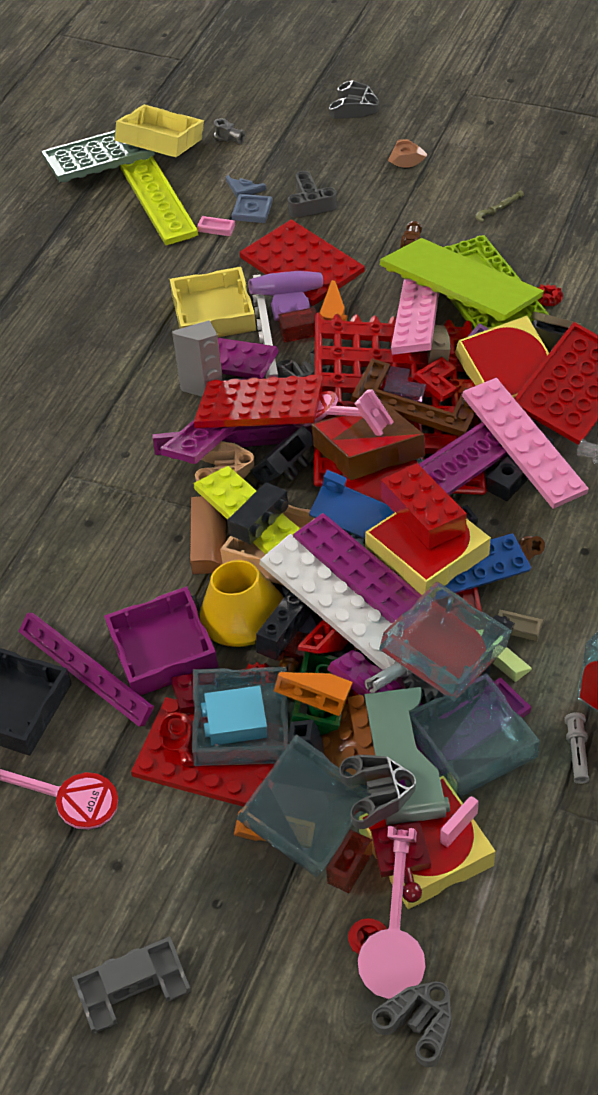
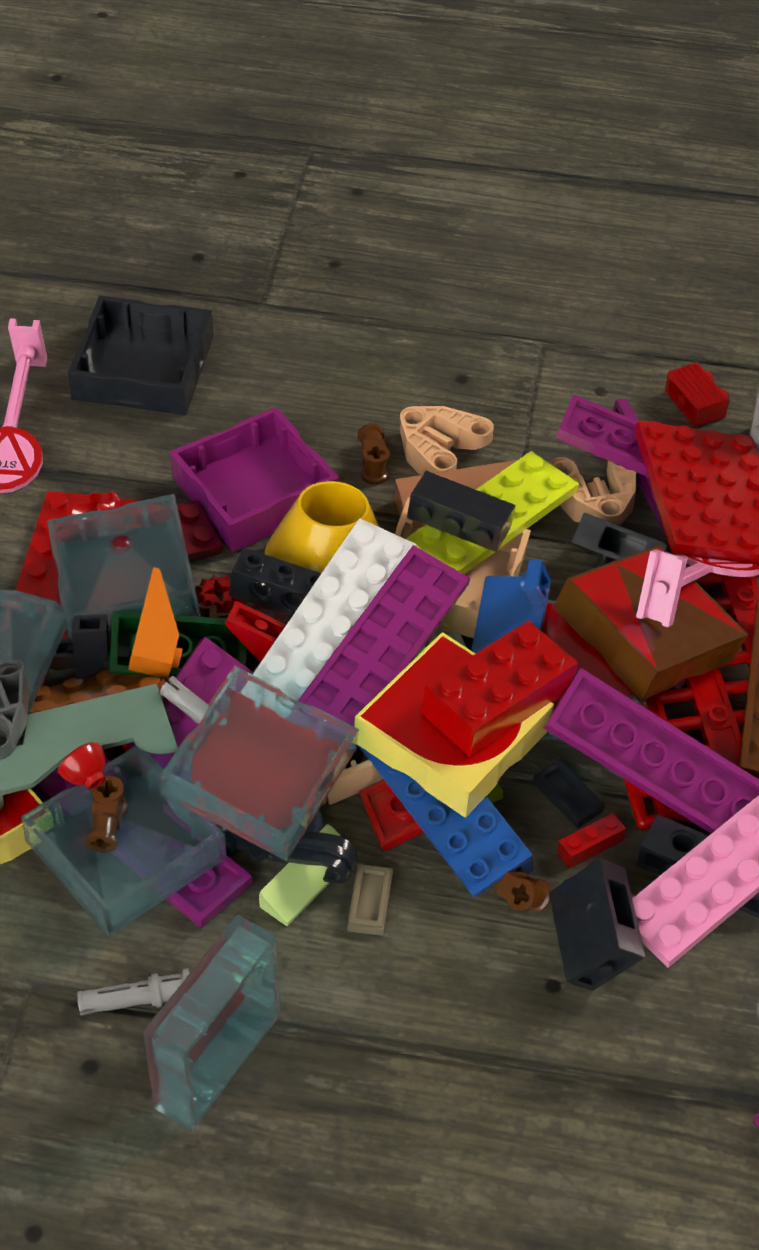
camera: 75 degrees right, 0 degrees up
(86, 669) = (196, 424): magenta plate -> none
(148, 540) = (438, 429): none -> light nougat connector
(152, 405) = (697, 394): none -> red brick
(154, 574) = (374, 454): none -> reddish brown connector
(234, 715) = (118, 559): medium azure brick -> none
(428, 738) = (84, 766): none -> red brick
(452, 740) = (107, 811): none -> reddish brown connector
(491, 515) = (591, 840): none -> red piece
(561, 514) = (596, 925): none -> black piece

